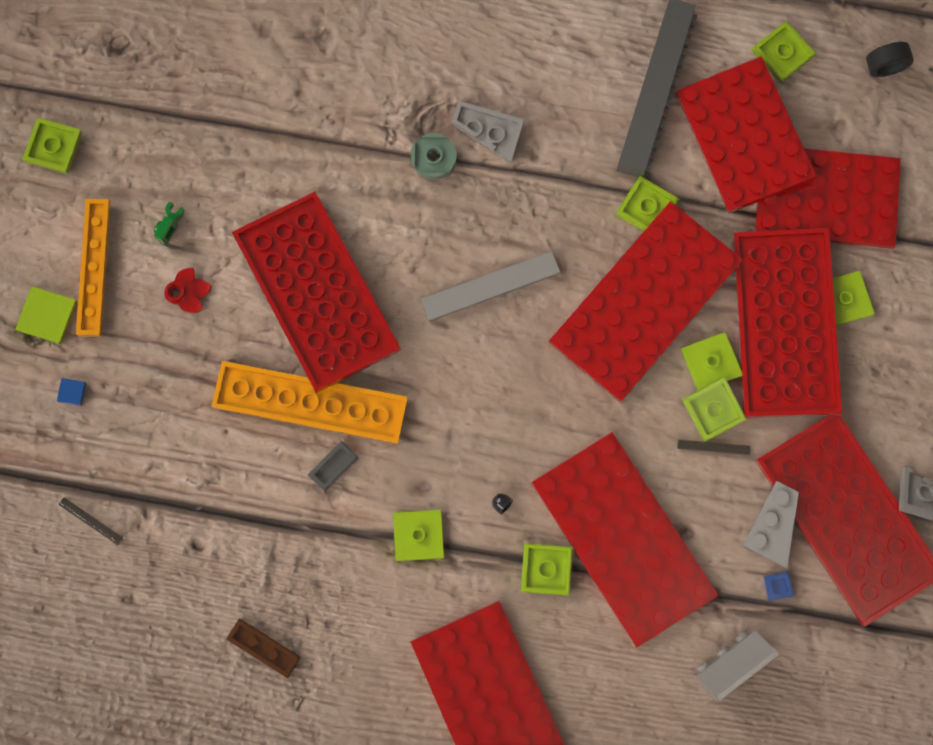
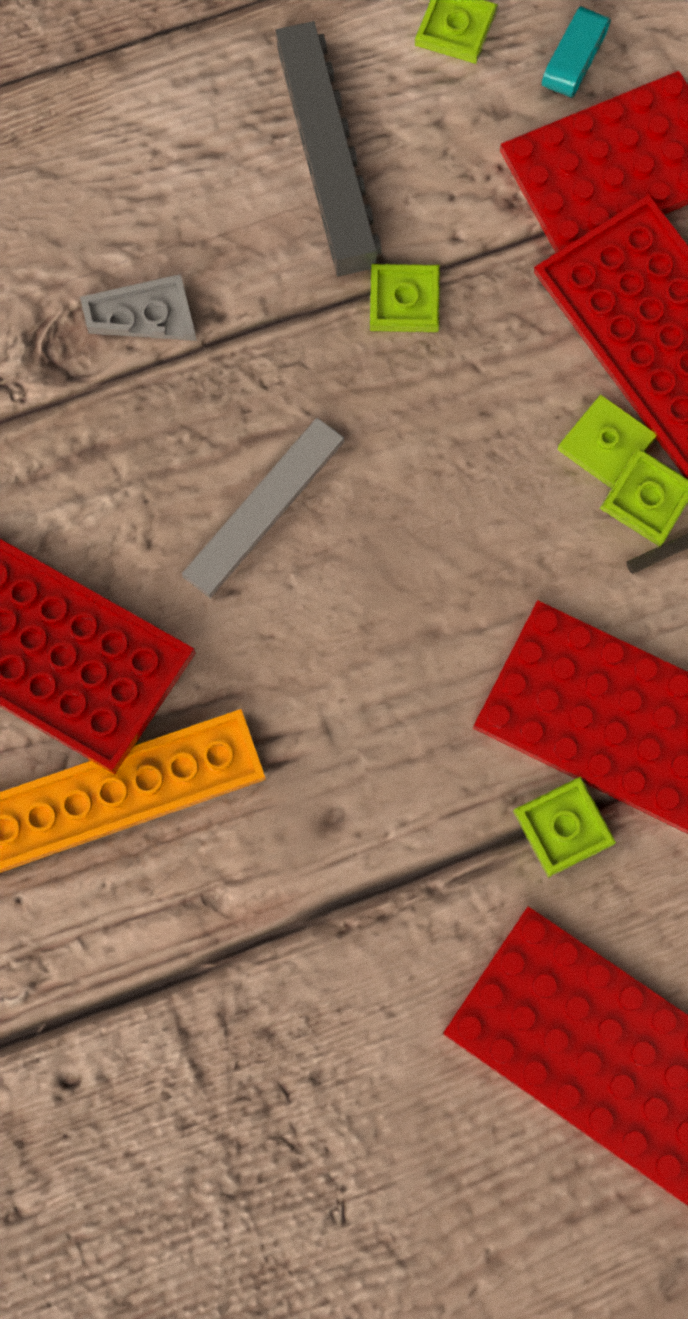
camera: 30 degrees left, 5 degrees down
(263, 648) = (246, 1166): reddish brown tile -> none
(333, 466) = (194, 860): dark grey tile -> none
(418, 535) = (366, 884): lime plate -> none
(433, 169) = (93, 403): sand green plate -> none
(501, 503) = (450, 775): black hinge -> none
(645, 301) = (476, 414): red plate -> none
(745, 135) = (473, 143): red plate -> none
(844, 111) = (576, 52): none -> teal beam

